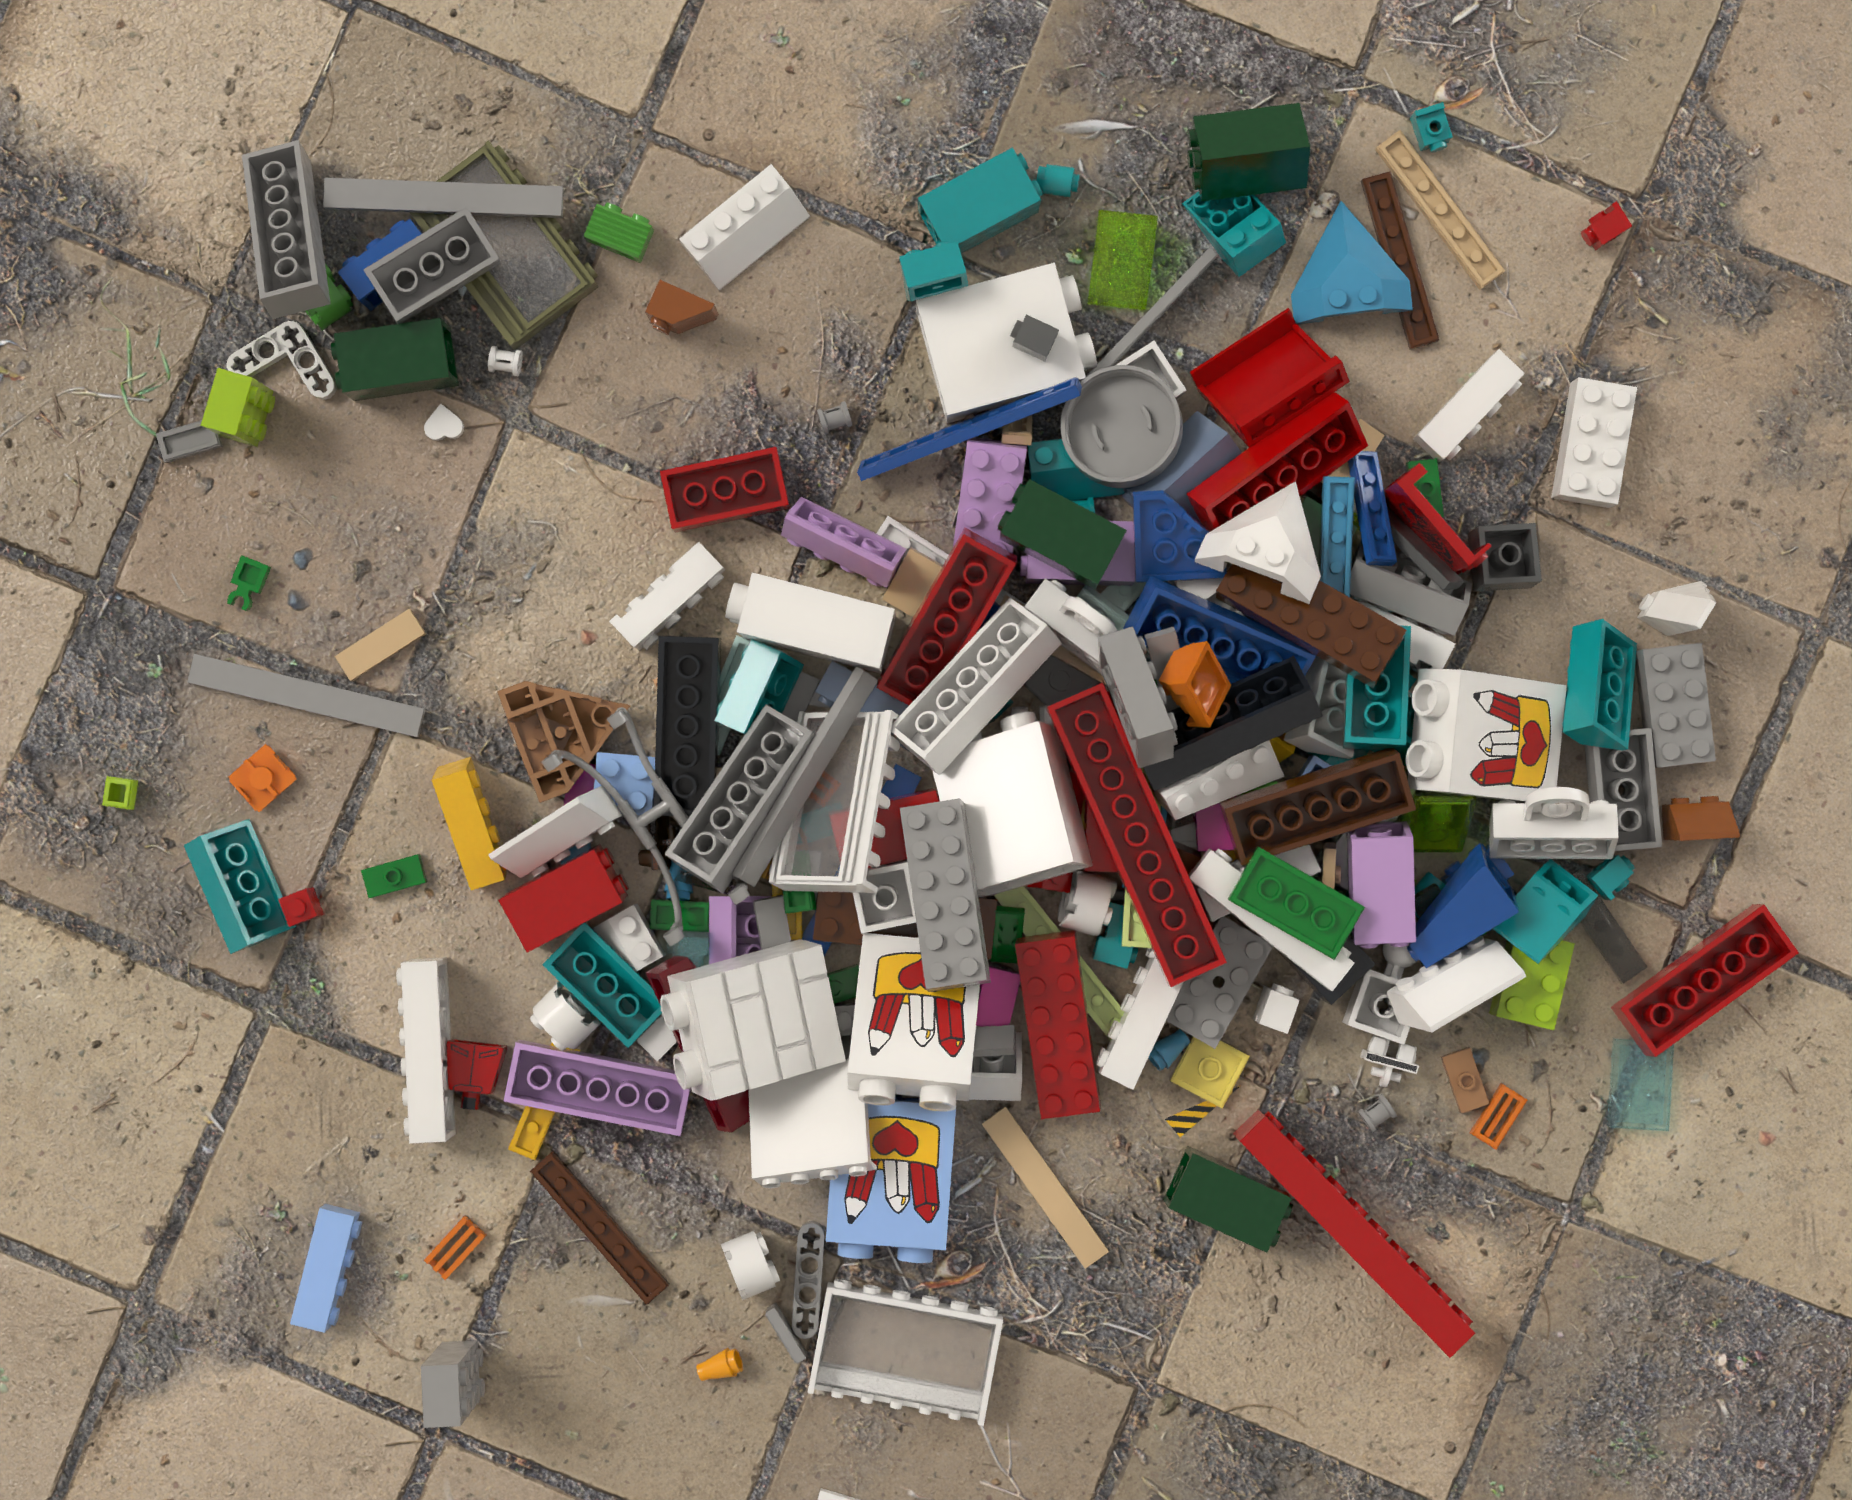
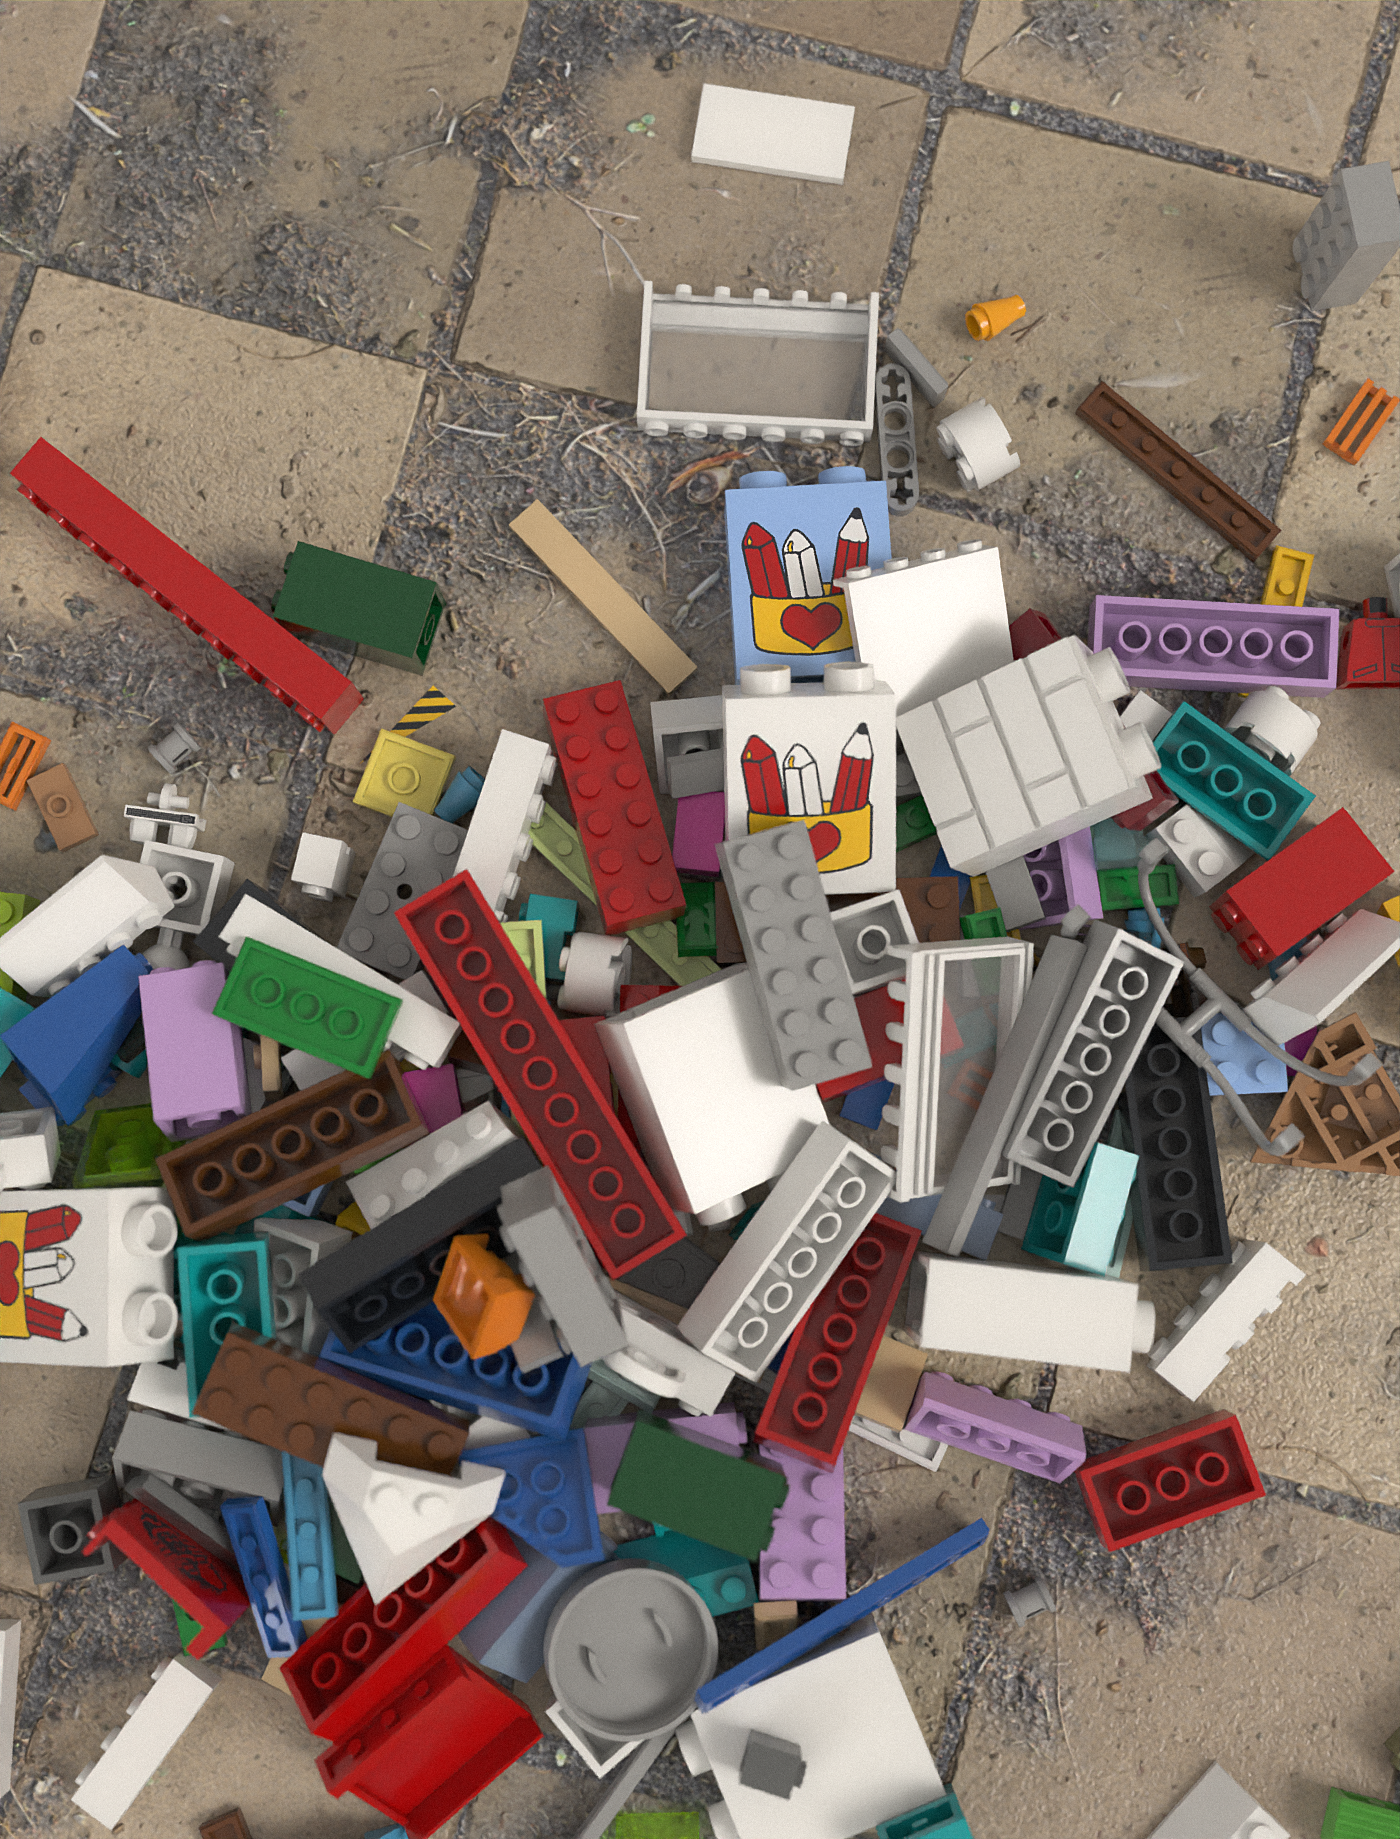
camera: 175 degrees right, 5 degrees down
(678, 310) = (1274, 1730): dark orange slope -> none

